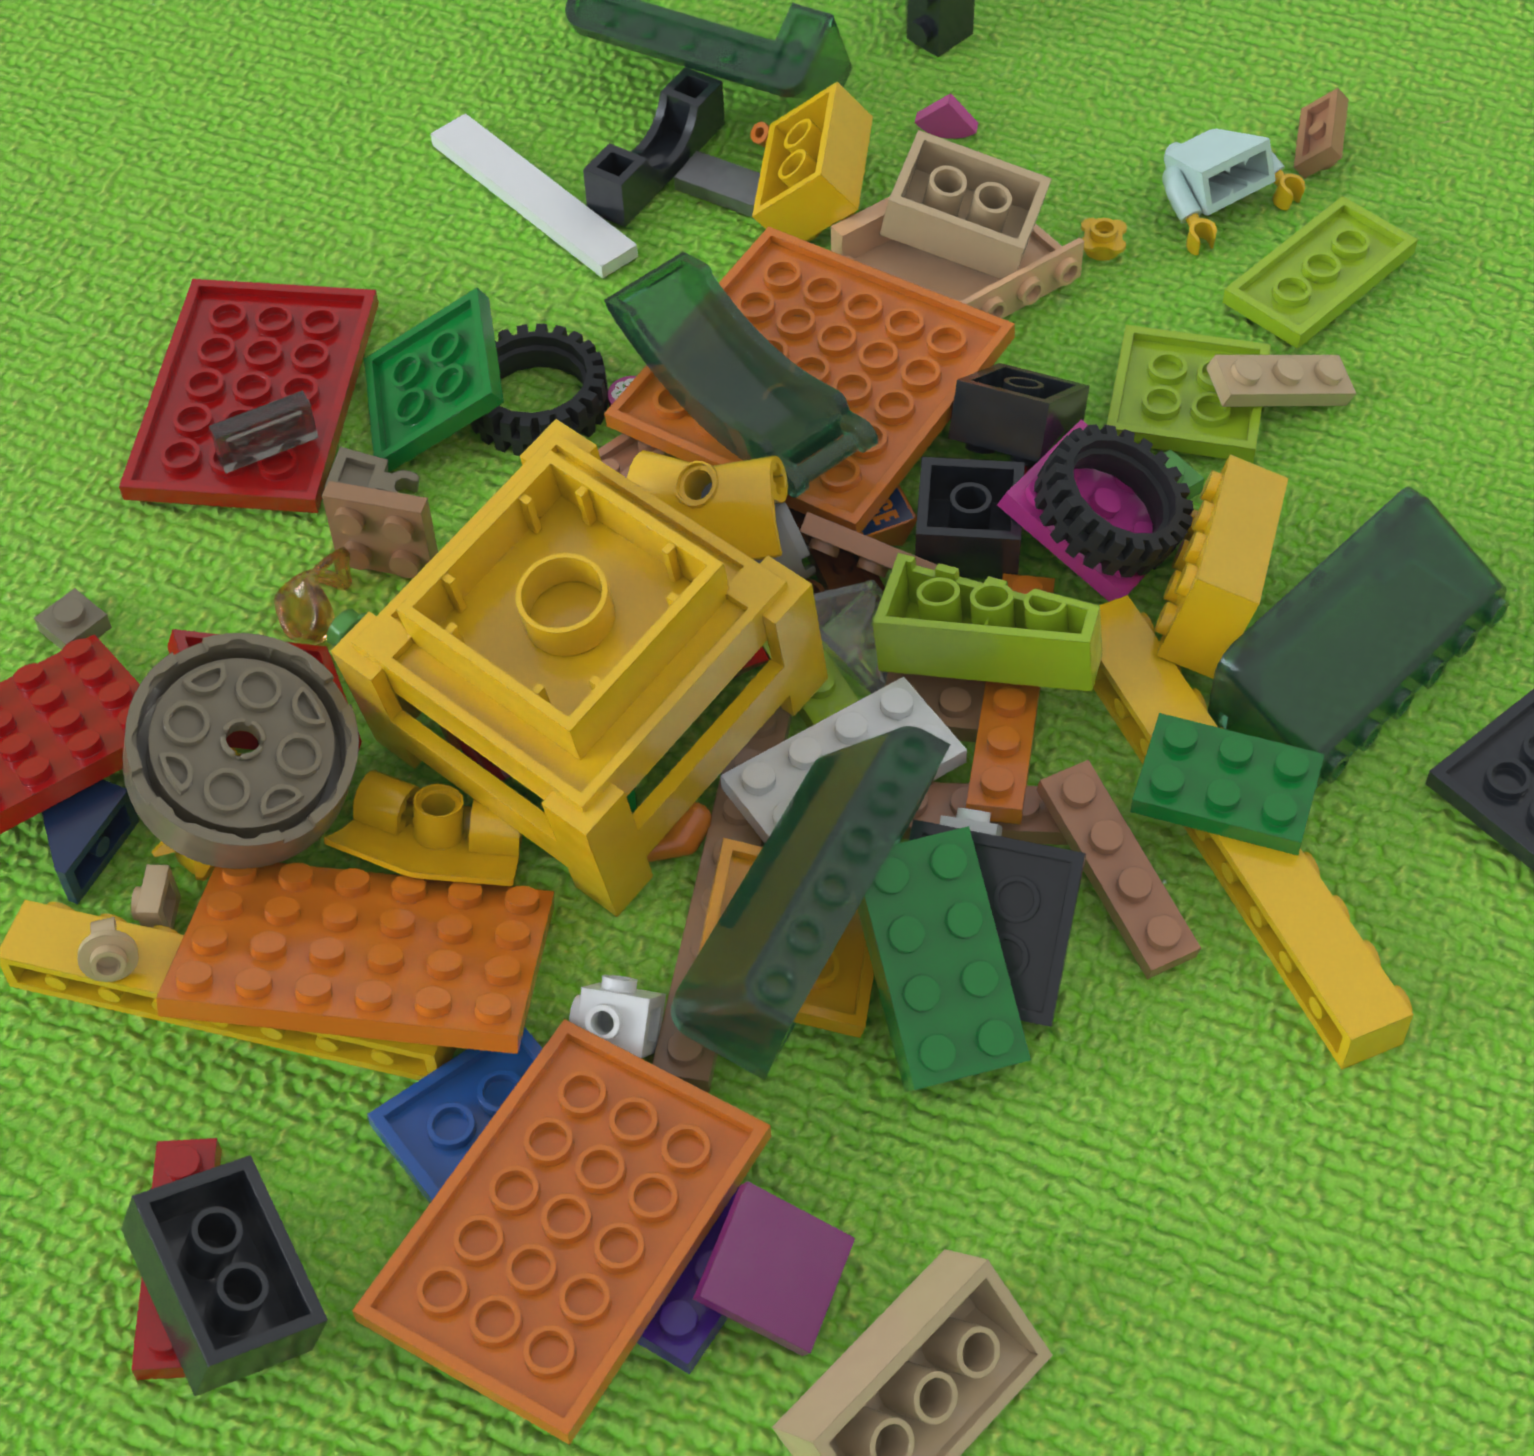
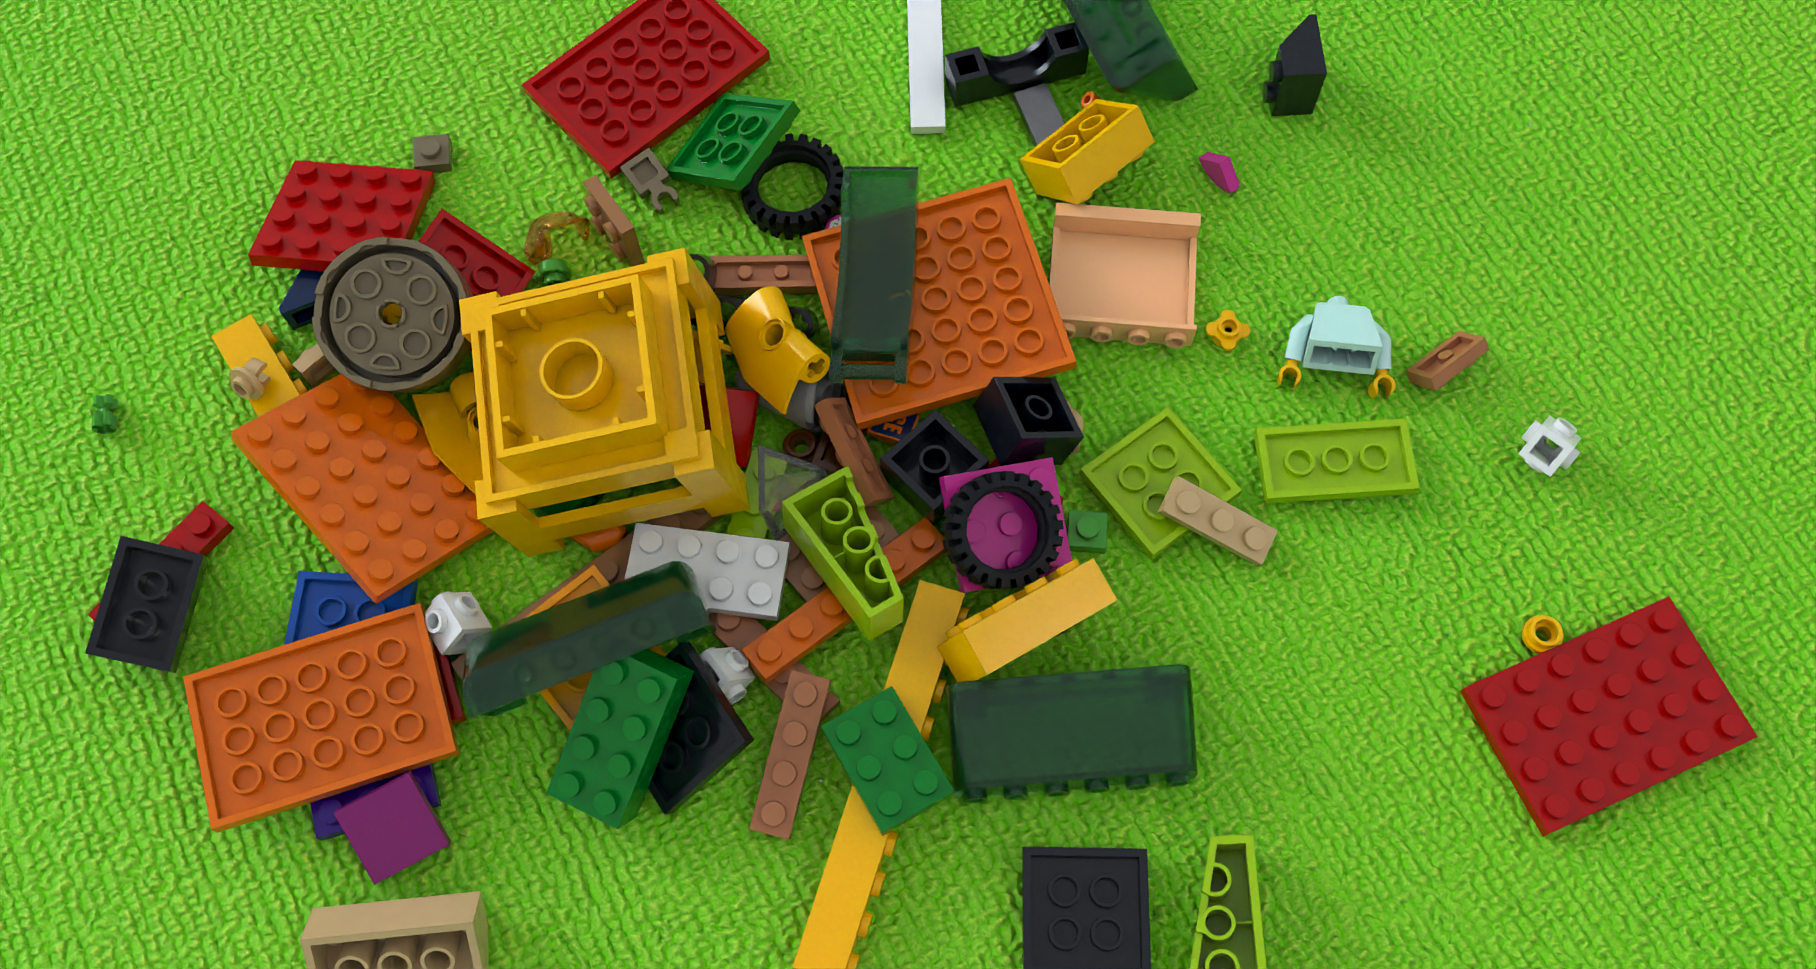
camera: 40 degrees right, 15 degrees up
(264, 431) = (612, 108): clear smoke plate -> none
(964, 206) = (1138, 252): tan brick -> none
(1499, 131) = (1540, 454): none -> white brick

